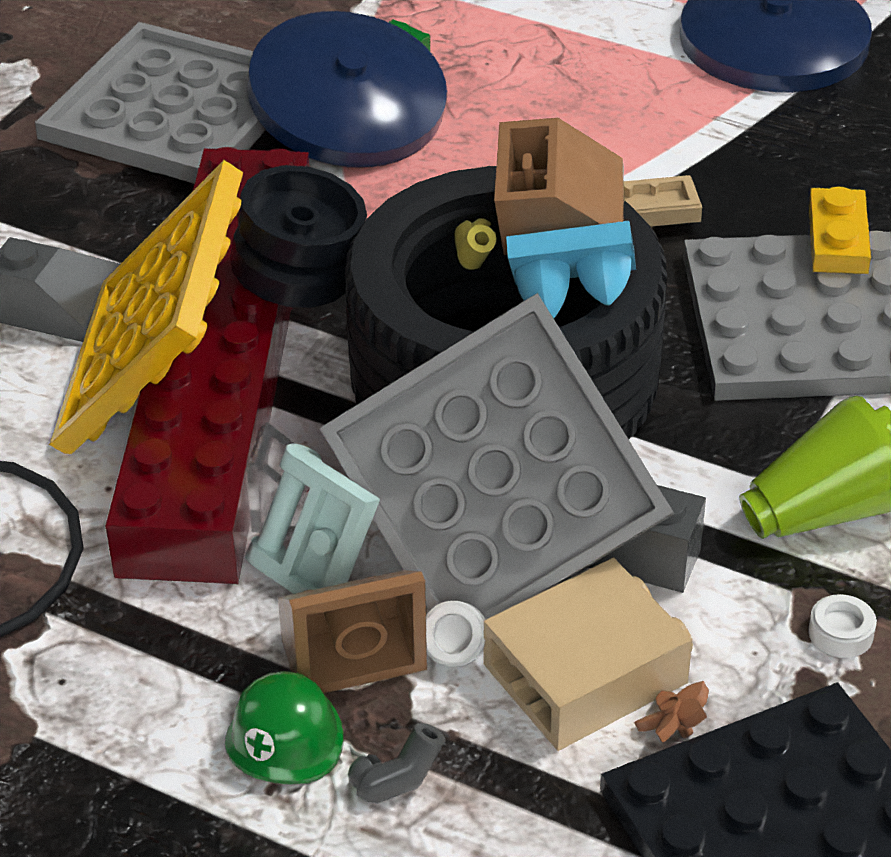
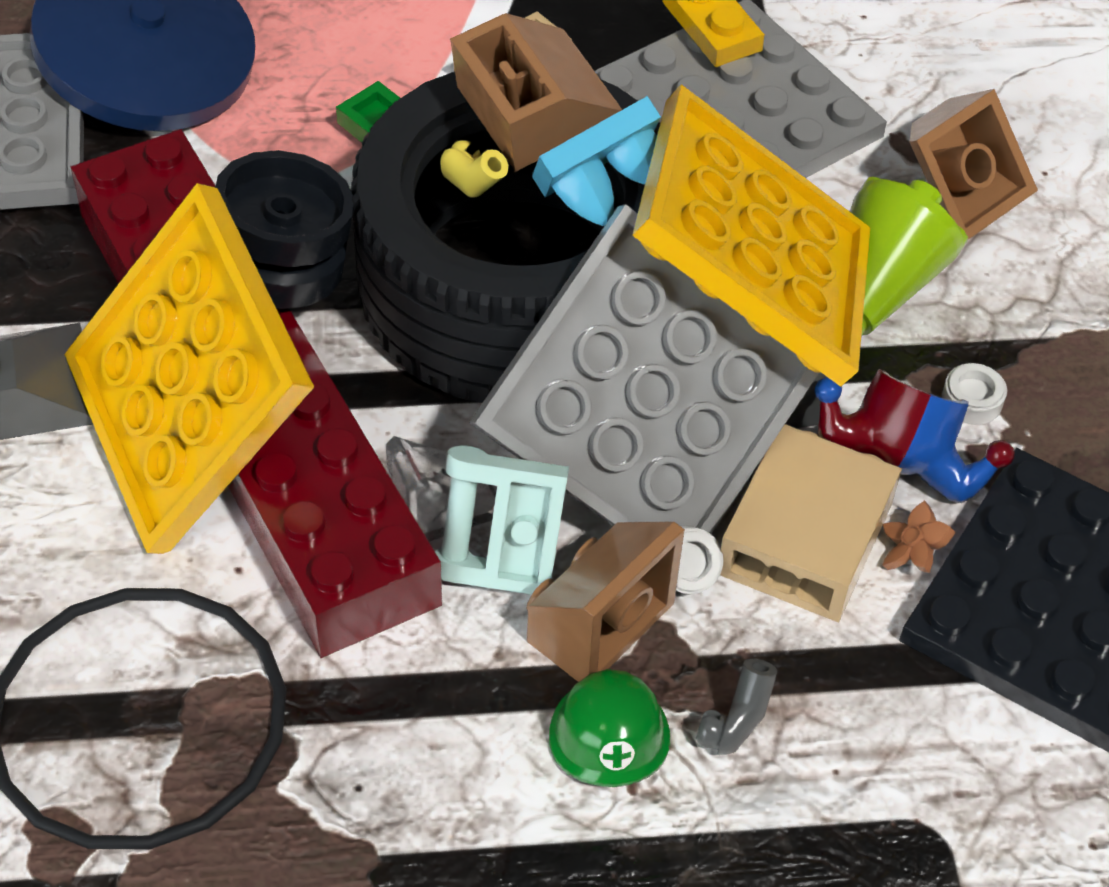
camera: 35 degrees left, 10 degrees up
(664, 375) = (756, 236): none -> yellow plate
(729, 621) = (910, 433): none -> piece

